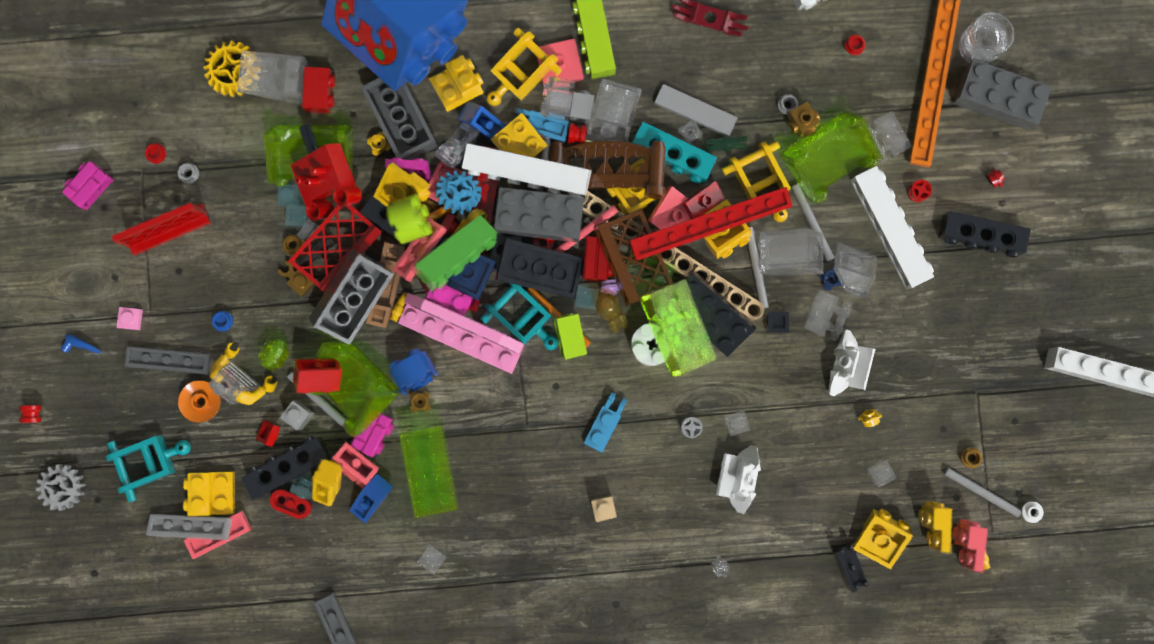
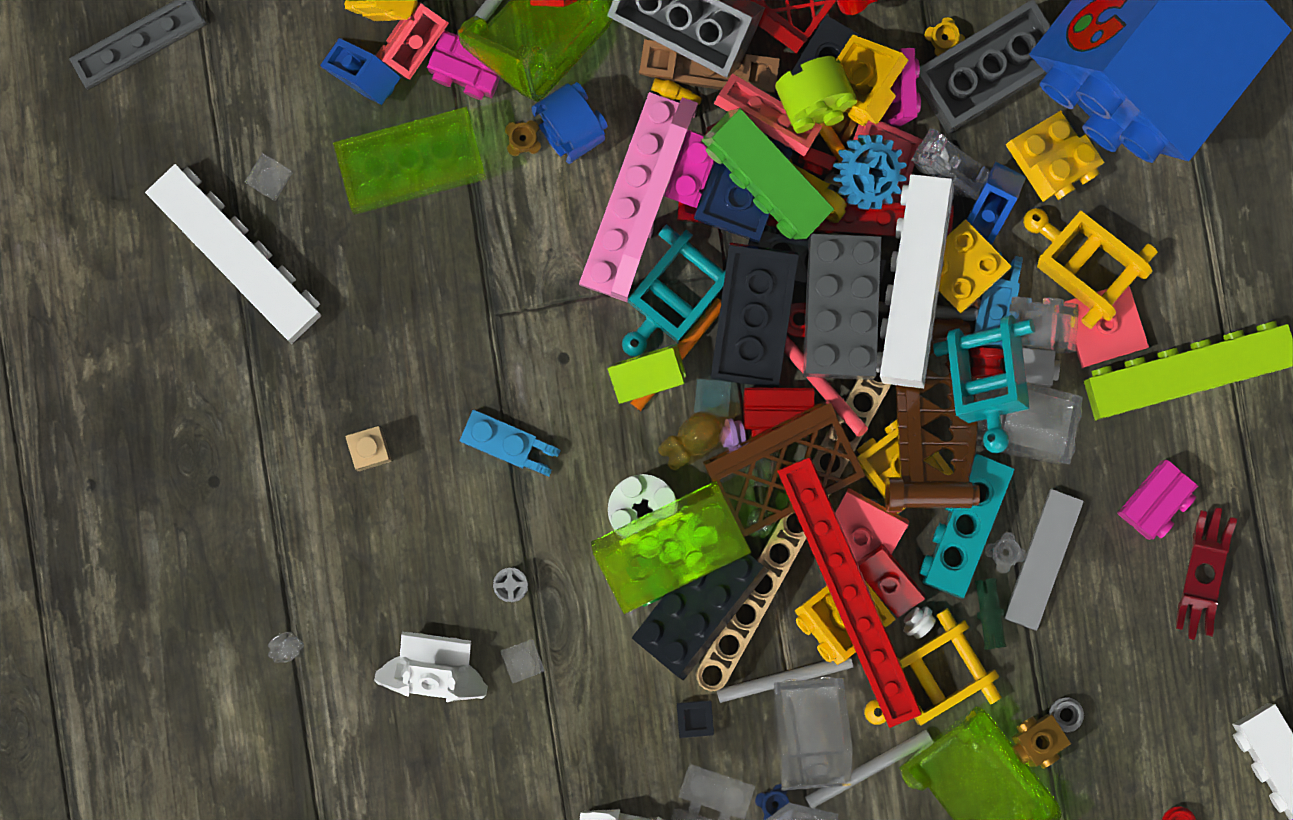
camera: 80 degrees right, 0 degrees up
(477, 584) = (233, 253): none -> white brick
(562, 115) = (1017, 399): none -> teal piece
(666, 40) = (1158, 500): none -> dark pink brick
(728, 185) = (919, 622): none -> white plate

